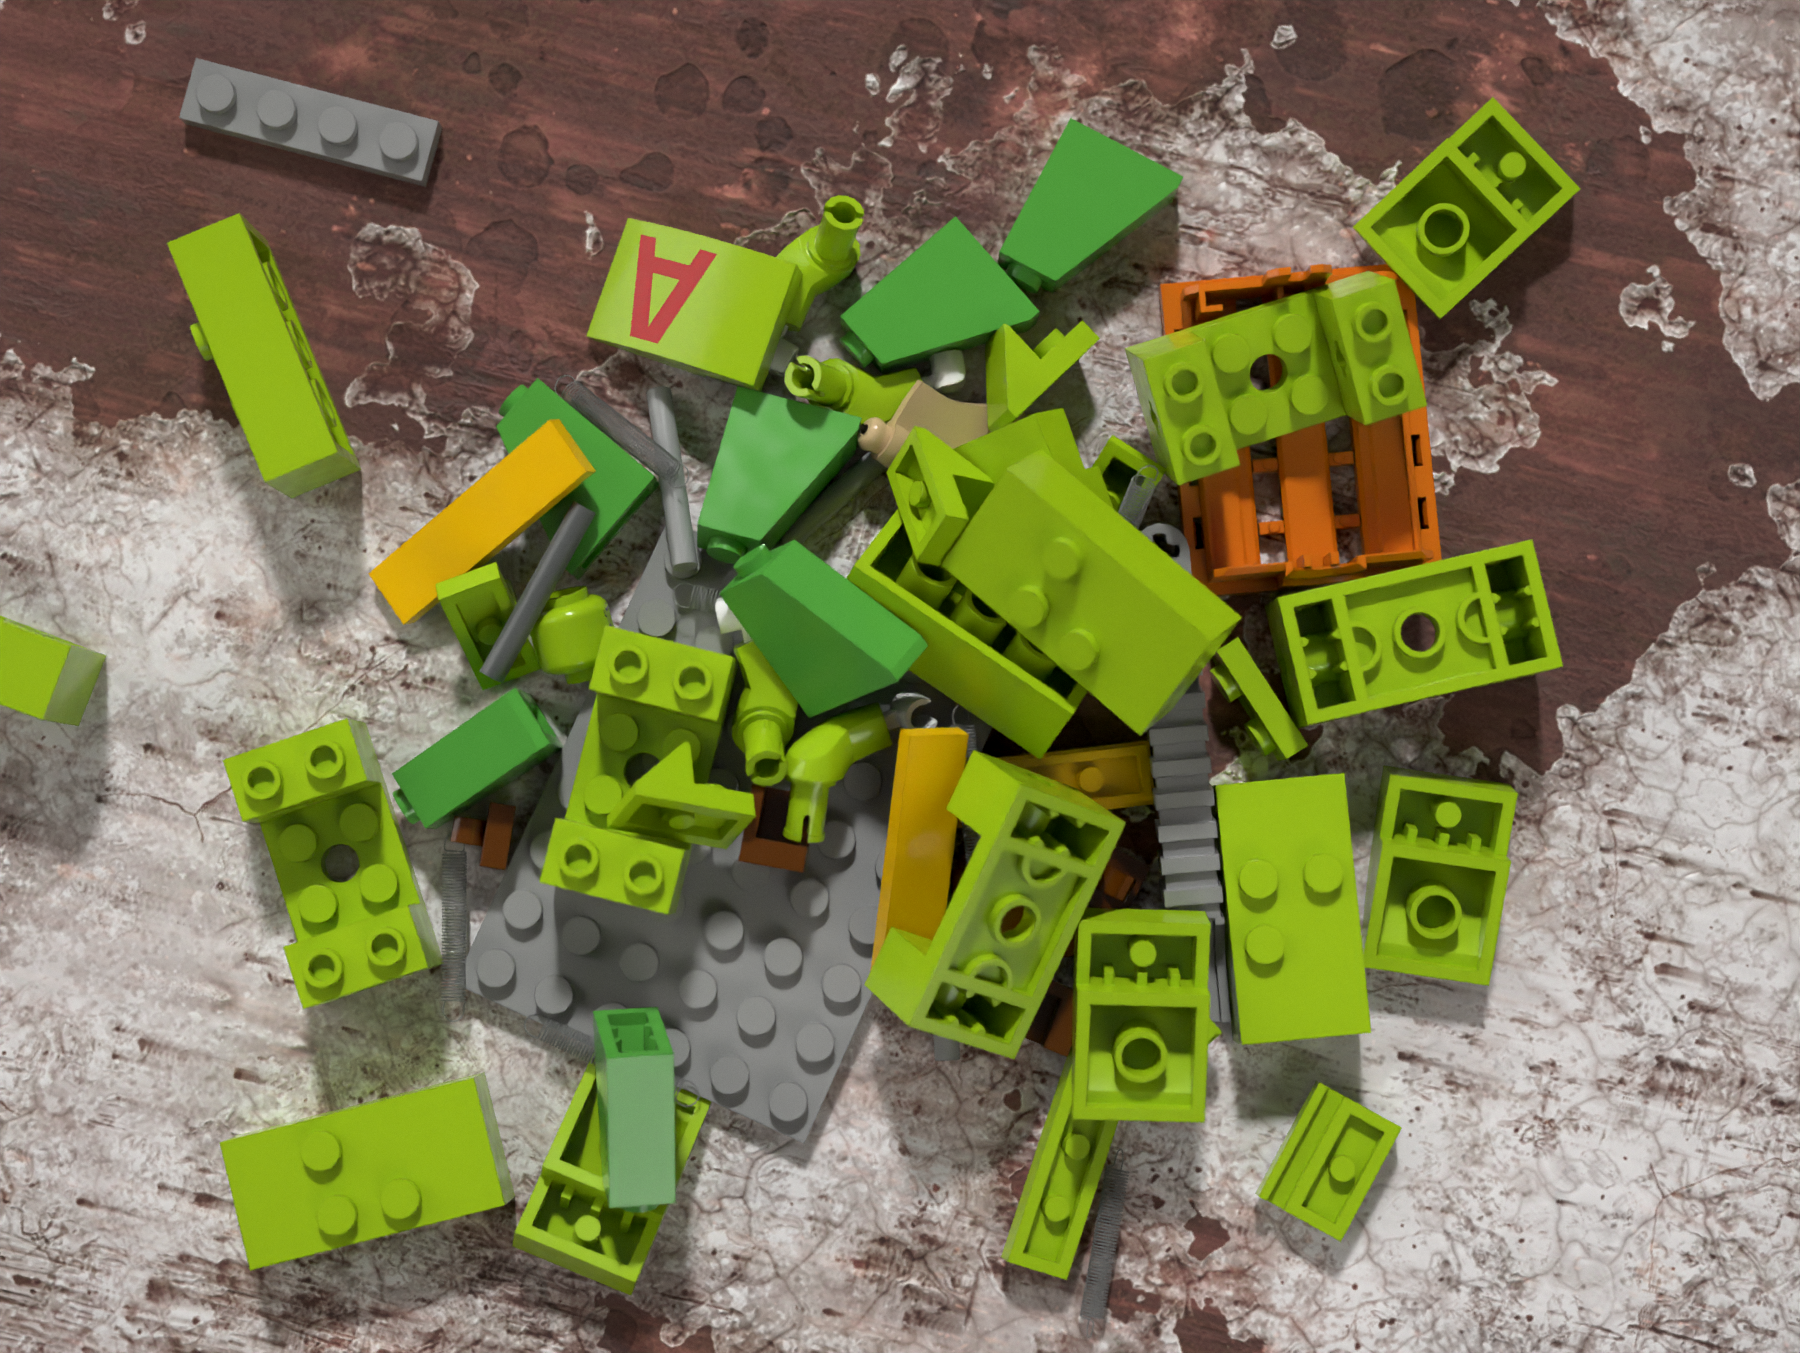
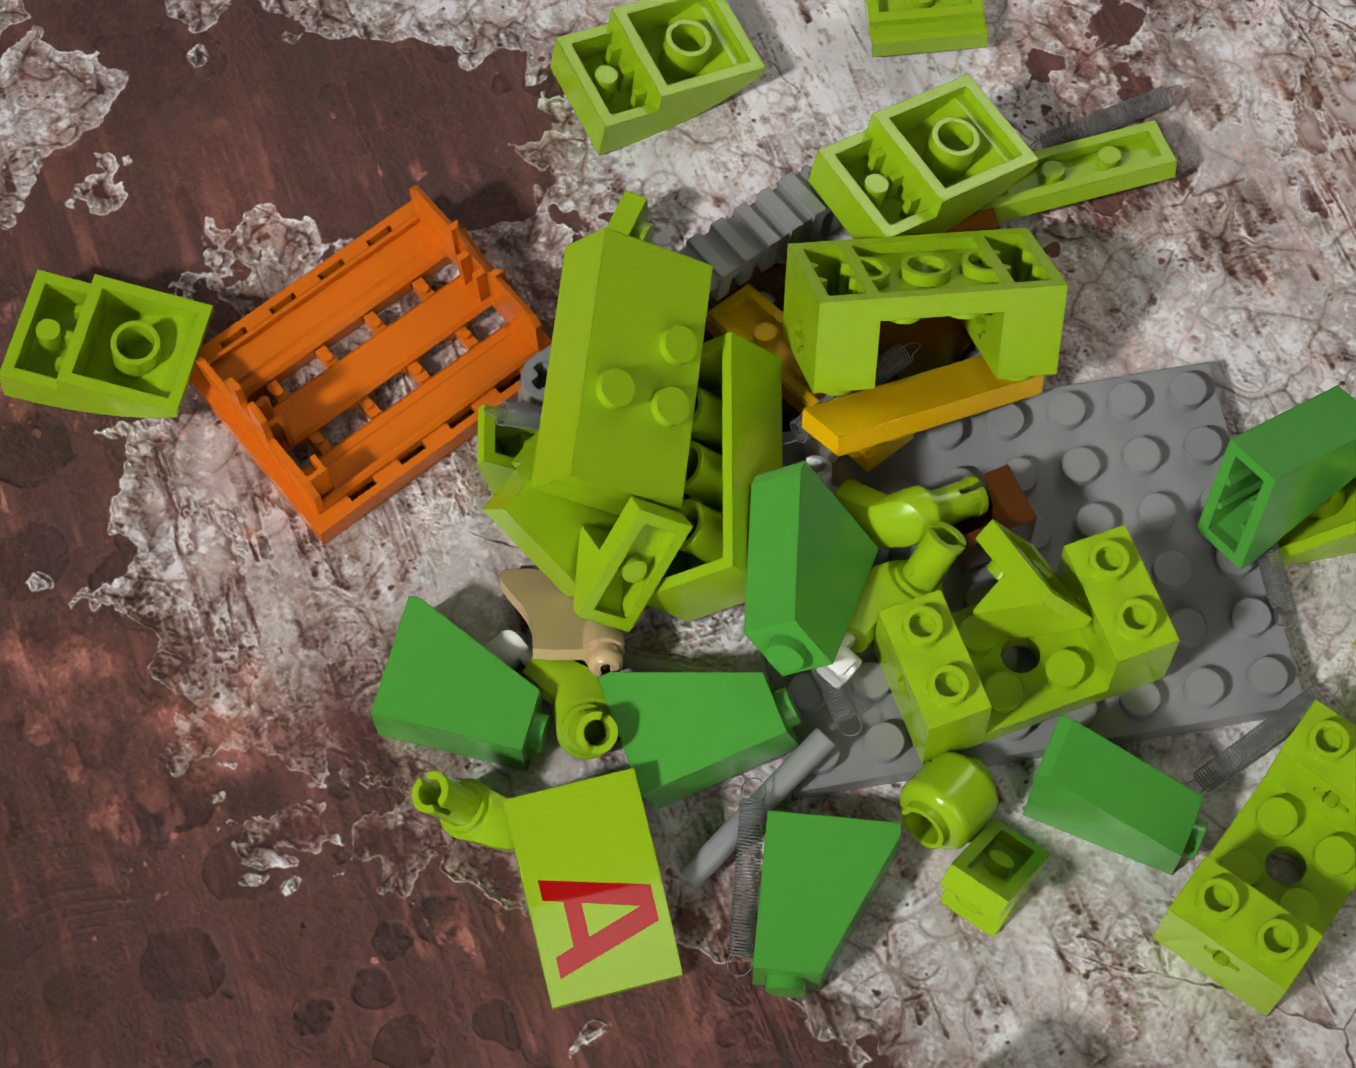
camera: 120 degrees left, 20 degrees down
(482, 519) = (912, 930): yellow tile -> none
(492, 834) = (1169, 747): reddish brown tile -> none
(537, 592) = (938, 835): dark grey bar -> none
(1021, 375) = (468, 574): lime slope -> none
(1082, 207) = (295, 632): bright green slope -> none
(1290, 910) = (754, 130): lime brick -> none
(1339, 356) = (289, 351): lime plate -> none
(1345, 645) = (524, 200): lime plate -> none

